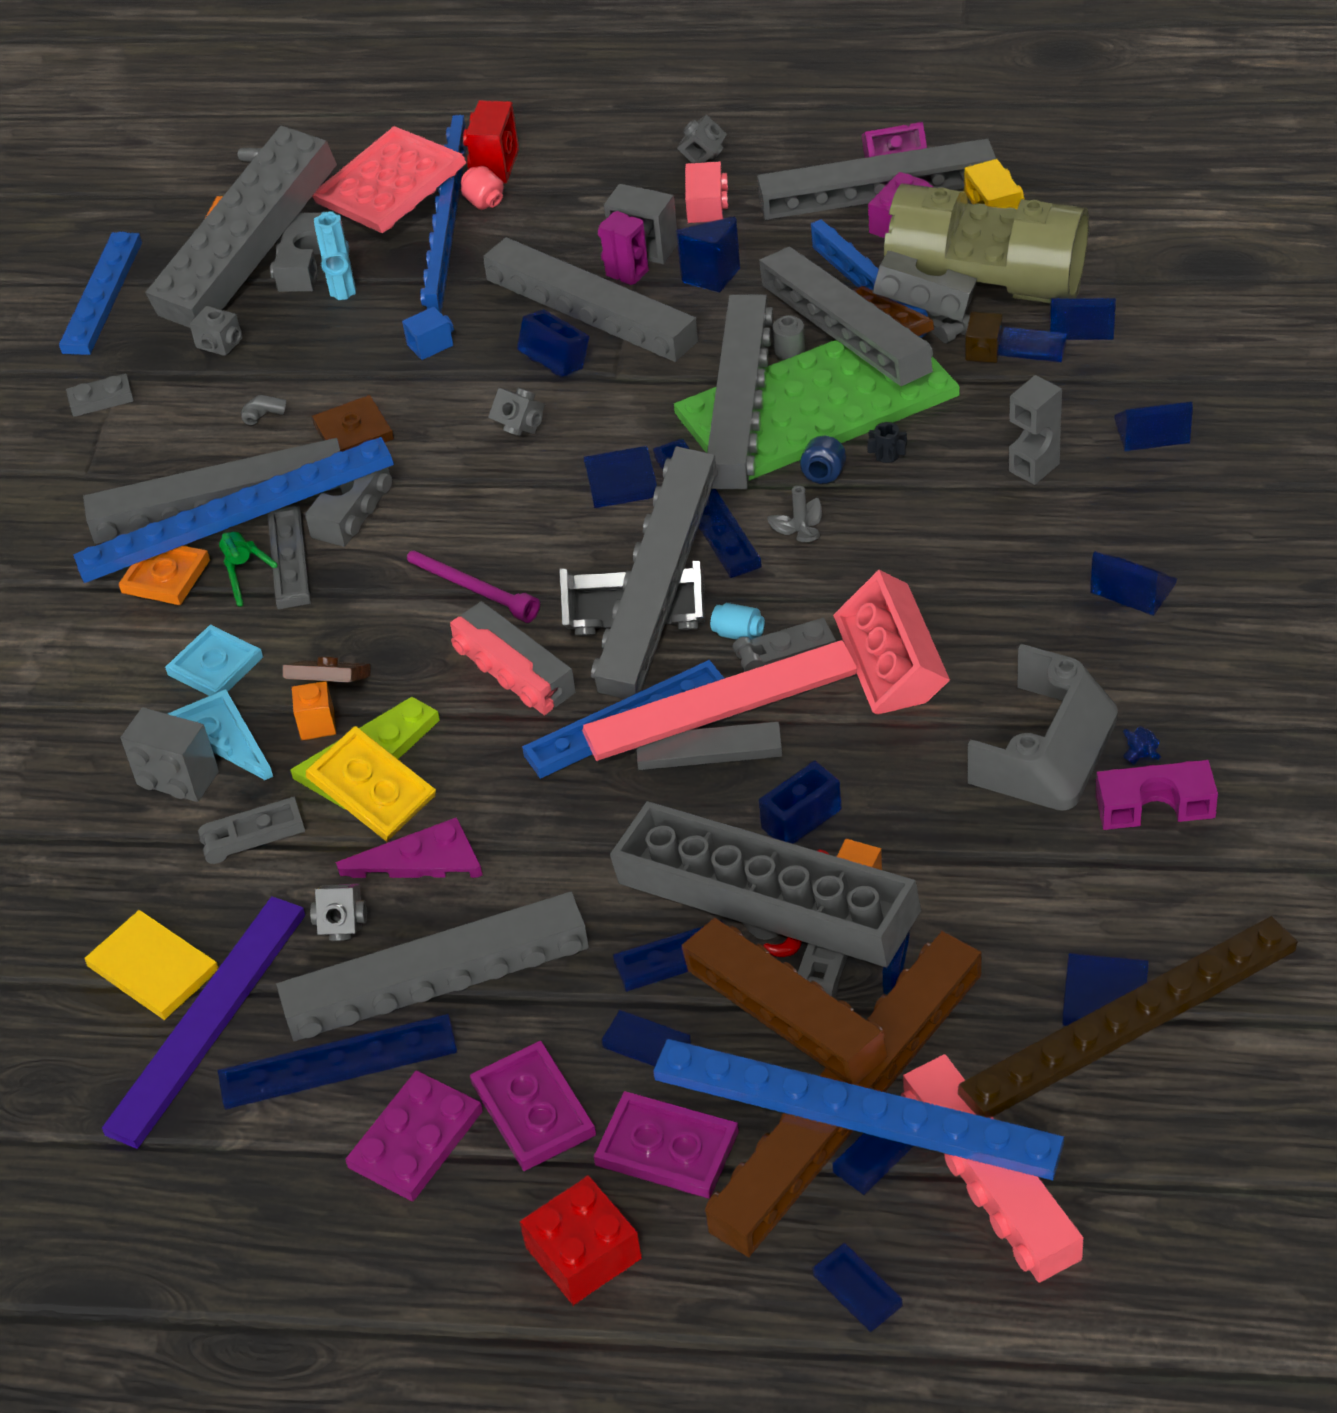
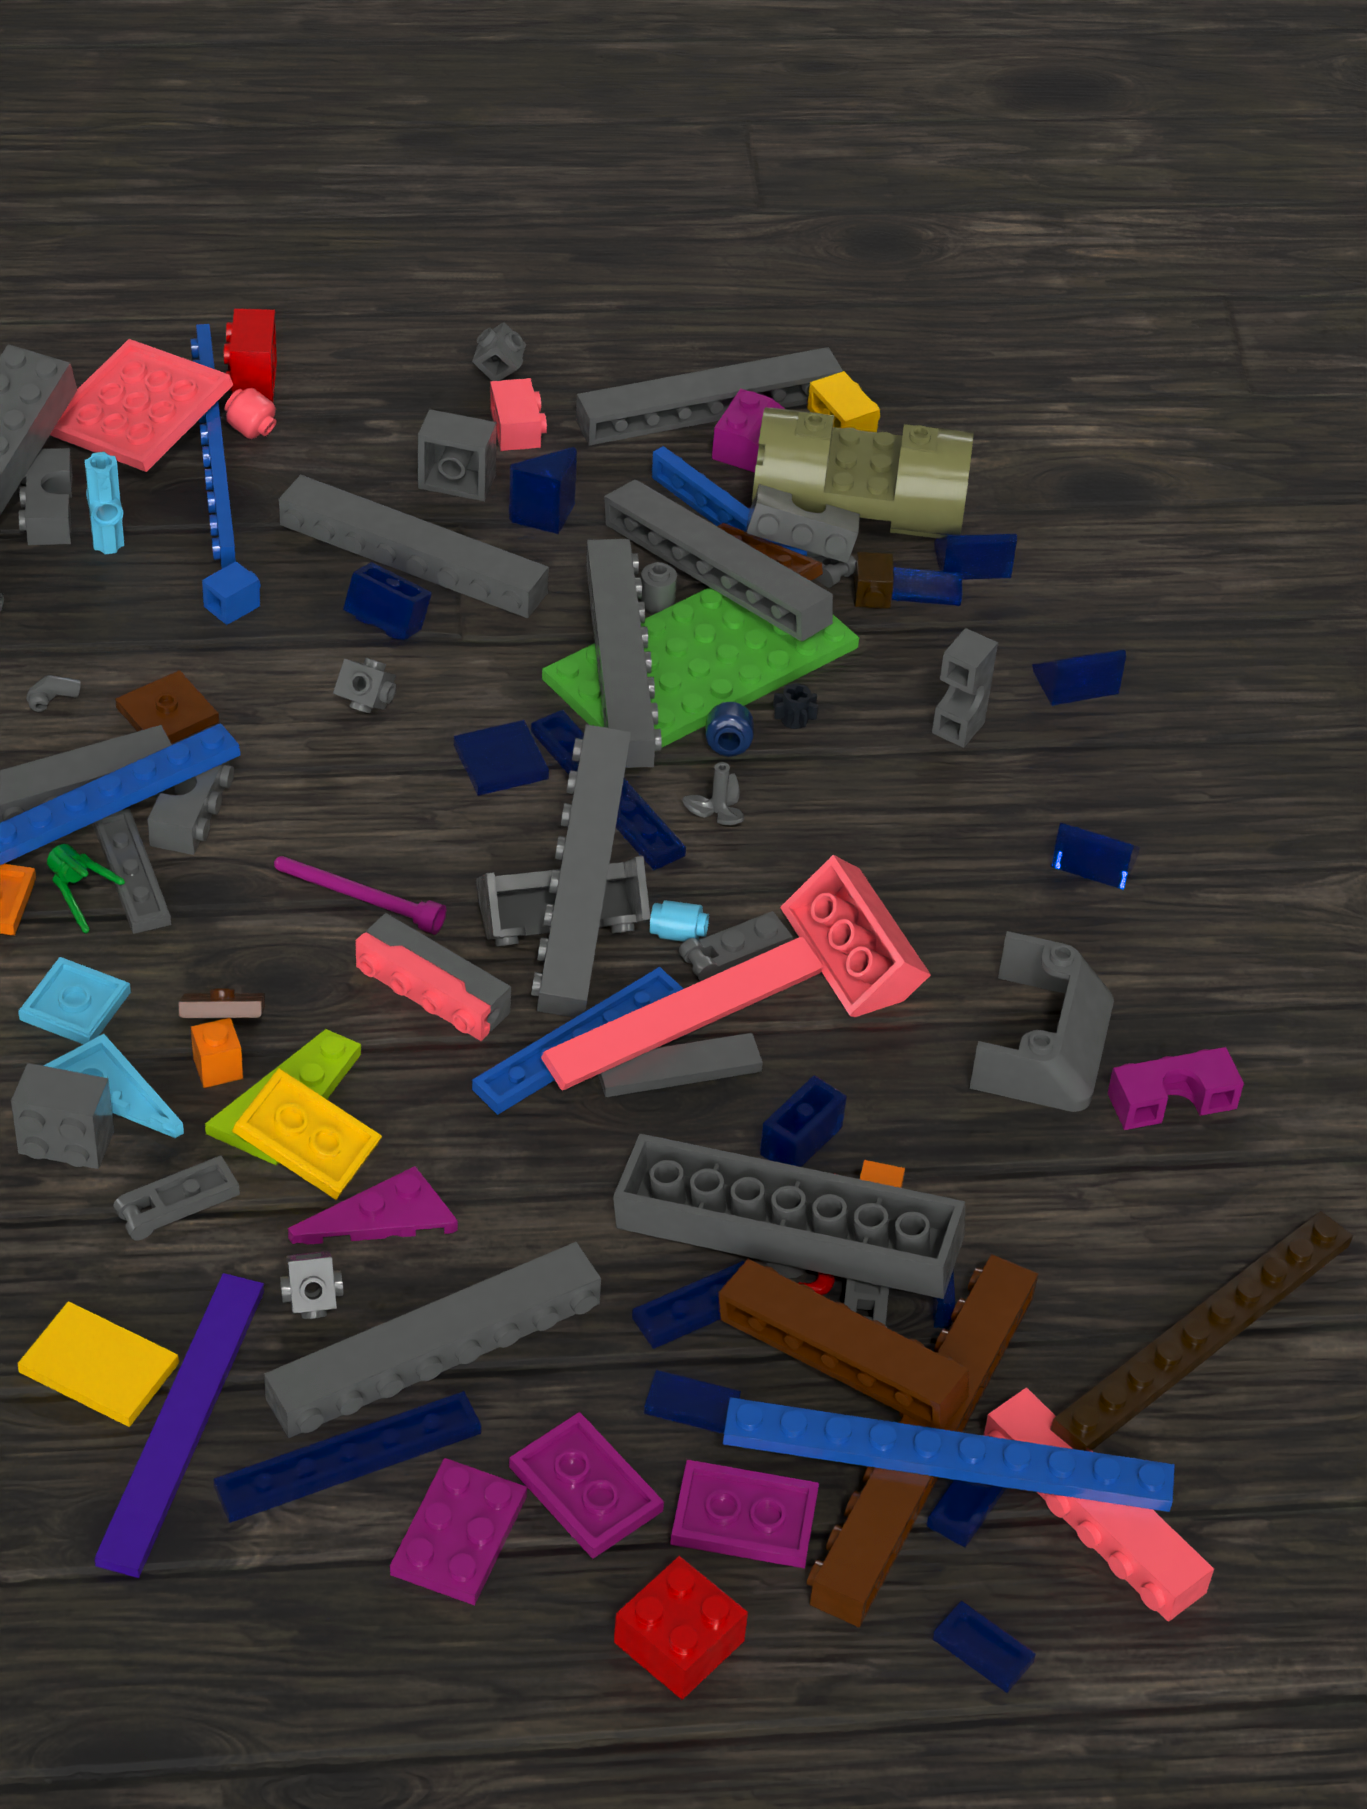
camera: 20 degrees left, 0 degrees up
(623, 247) = (443, 484): magenta brick -> none
(894, 140) = (721, 351): magenta brick -> none
(1098, 981) = (1160, 1299): clear blue tile -> none
(1141, 744) = (1147, 1033): clear blue plant -> none

